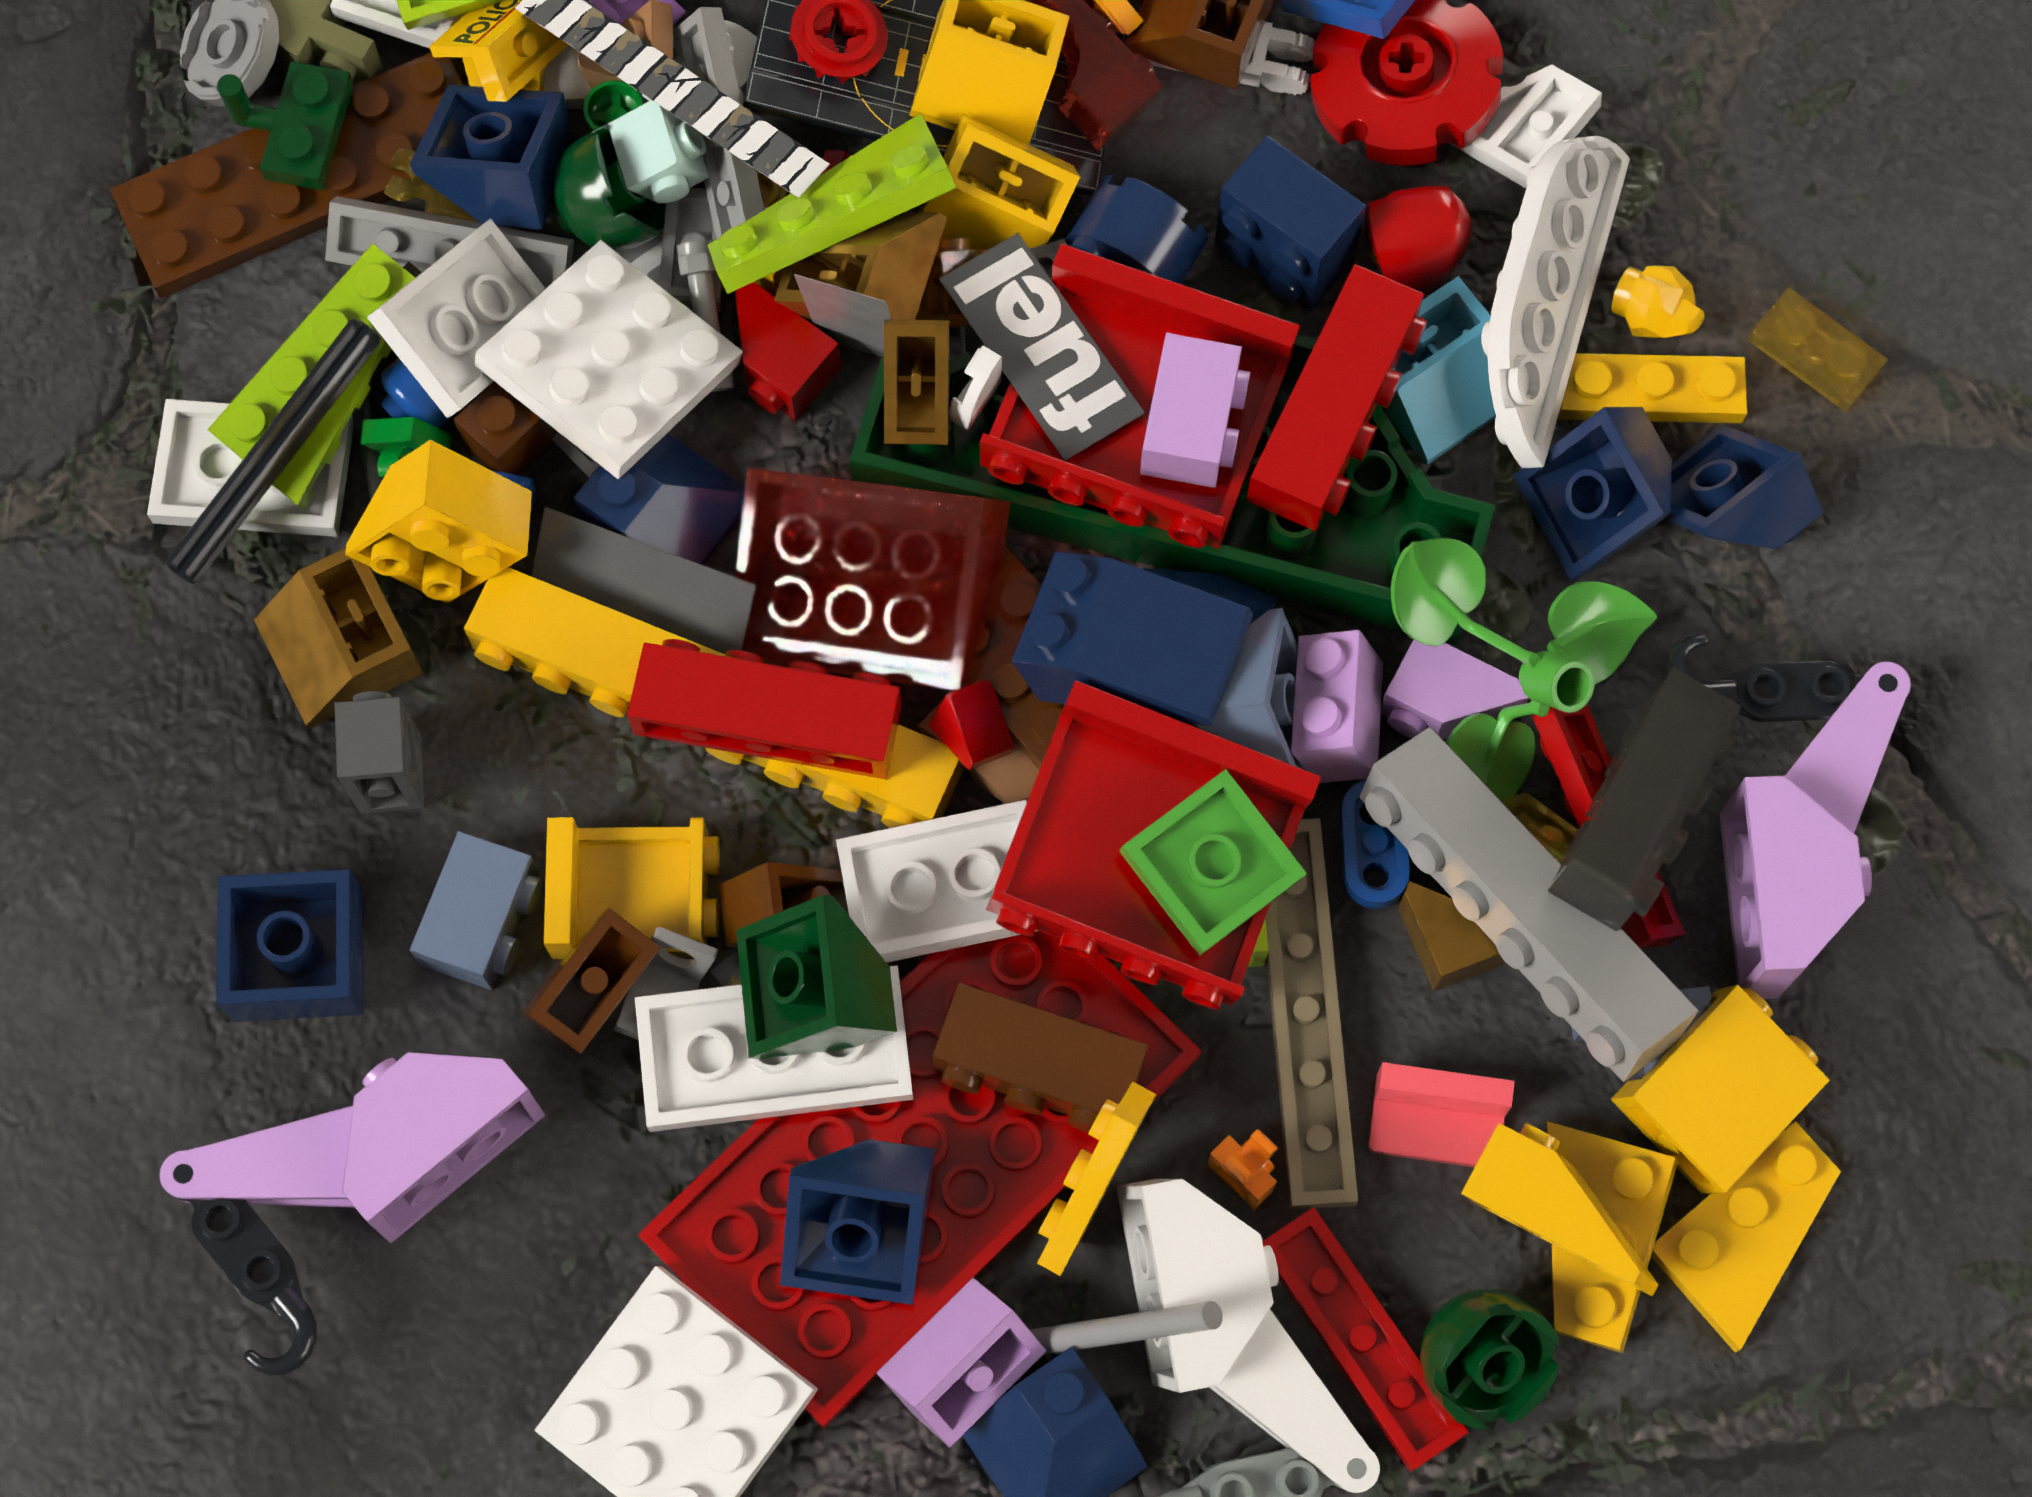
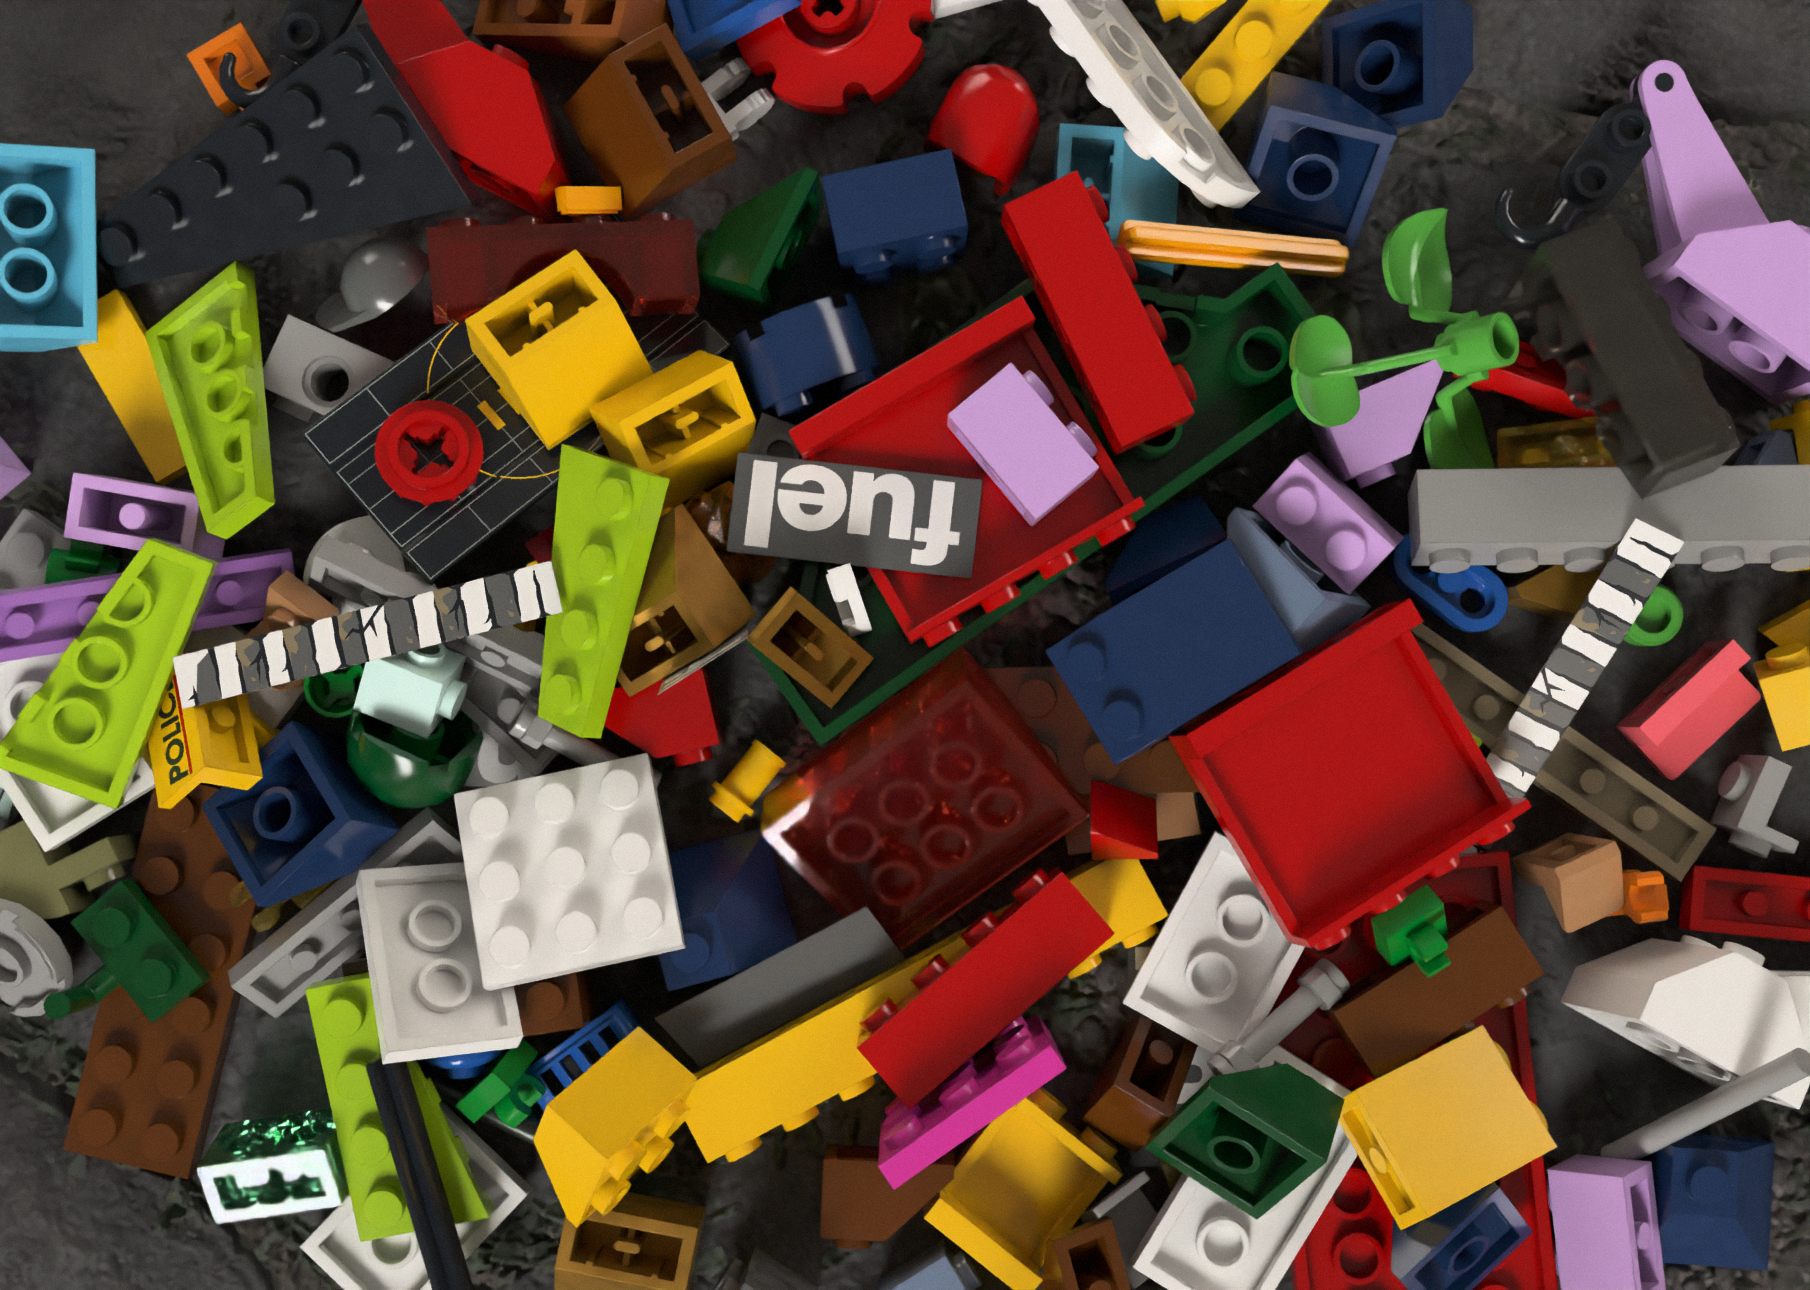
camera: 50 degrees left, 15 degrees up
(213, 330) = (274, 1167): none -> clear green brick
(536, 777) = (862, 1204): none -> reddish brown slope
(670, 760) = (969, 1099): none -> dark pink plate
(779, 450) = (746, 781): none -> yellow pin
(942, 1126) = (1444, 1126): none -> yellow panel
(969, 968) = (1319, 988): none -> light grey bar
(1071, 987) = (1414, 931): none -> green tile
(1092, 1175) = (1567, 1027): yellow plate -> none
(1190, 150) = (761, 242): none -> dark green slope
(1212, 862) = (1407, 740): bright green plate -> none
(1220, 1105) = (1578, 876): none -> medium nougat slope
(1363, 970) = (1580, 657): none -> sticker
(1408, 1206) = (1747, 801): none -> light grey bracket
(1480, 475) = (1232, 248): none -> light orange axle
(1484, 1025) = (1657, 620): none -> bright green tile

